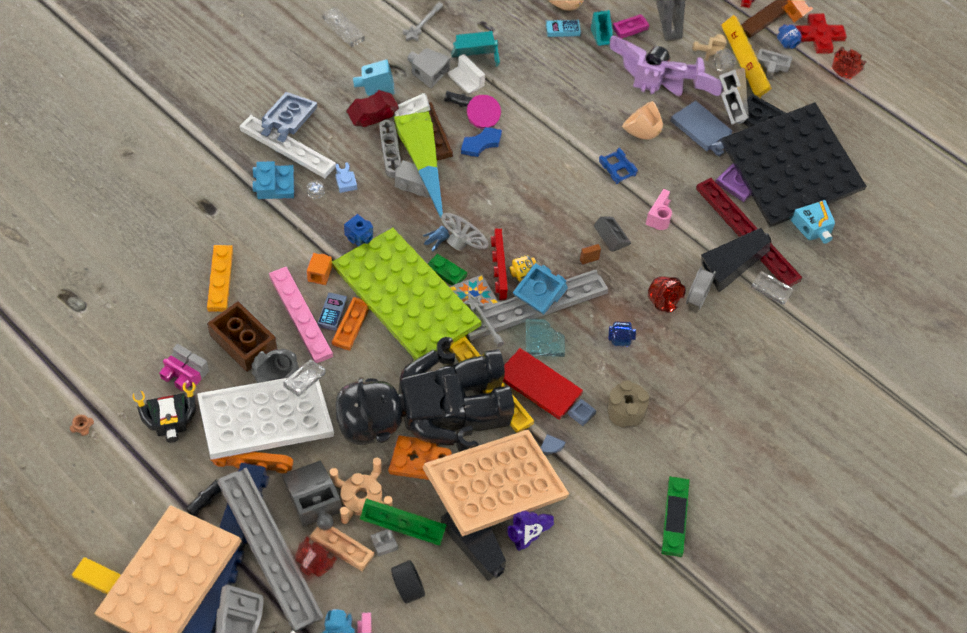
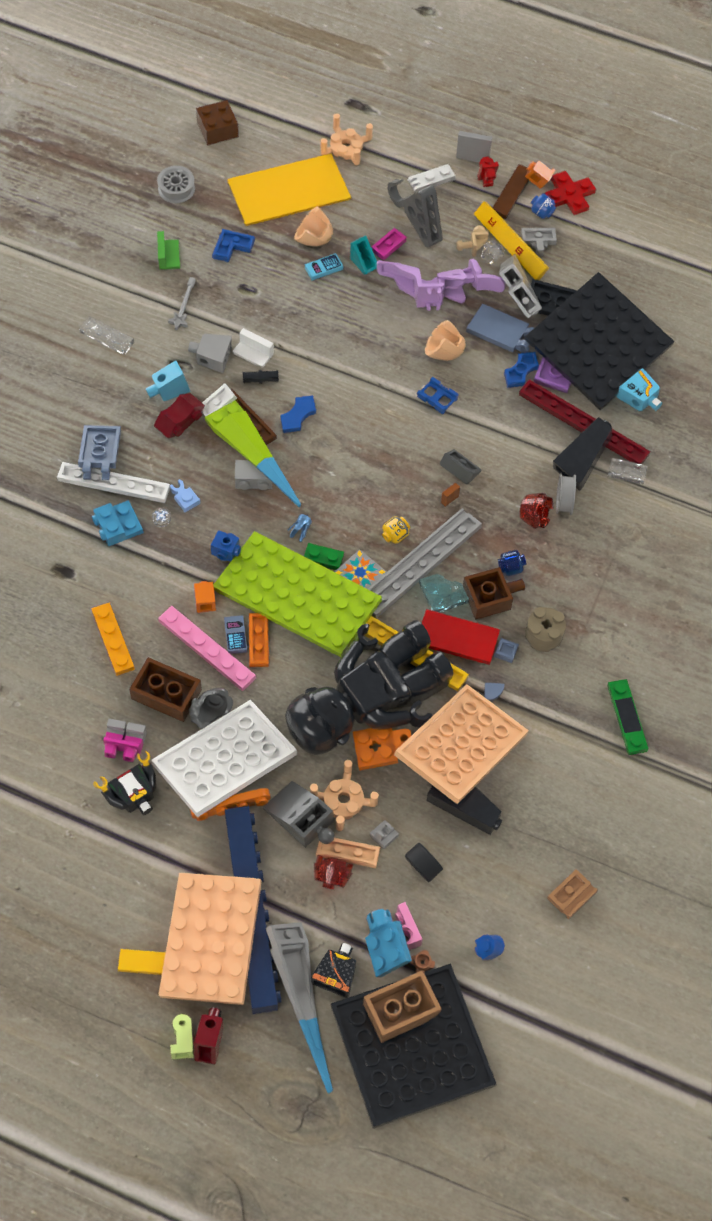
camera: 20 degrees left, 5 degrees up
(77, 421) = (49, 824): nougat plate -> none
(204, 498) = (204, 854): black pin -> none
(270, 550) = (289, 878): light grey plate -> none
(304, 377) = (244, 709): clear plate -> none
(389, 148) = (214, 450): light grey beam -> none
(402, 522) = (394, 810): green plate -> none
(459, 238) = (322, 520): light grey wheel -> none
(475, 304) = (367, 581): light grey piece -> none
(476, 44) = (251, 313): teal piece -> none
(483, 111) = (287, 382): dark pink tile -> none
(499, 270) = (373, 537): red plate -> none
(528, 528) = (506, 775): dark purple rock -> none
(541, 288) = (422, 545): dark azure plate -> none
(588, 353) = (490, 593): none -> reddish brown brick
(657, 55) = (429, 268): black head -> none
(660, 213) = (496, 429): bright pink plate -> none
(703, 170) = (516, 375): none -> blue tile
(847, 63) = (609, 218): clear red cone -> none

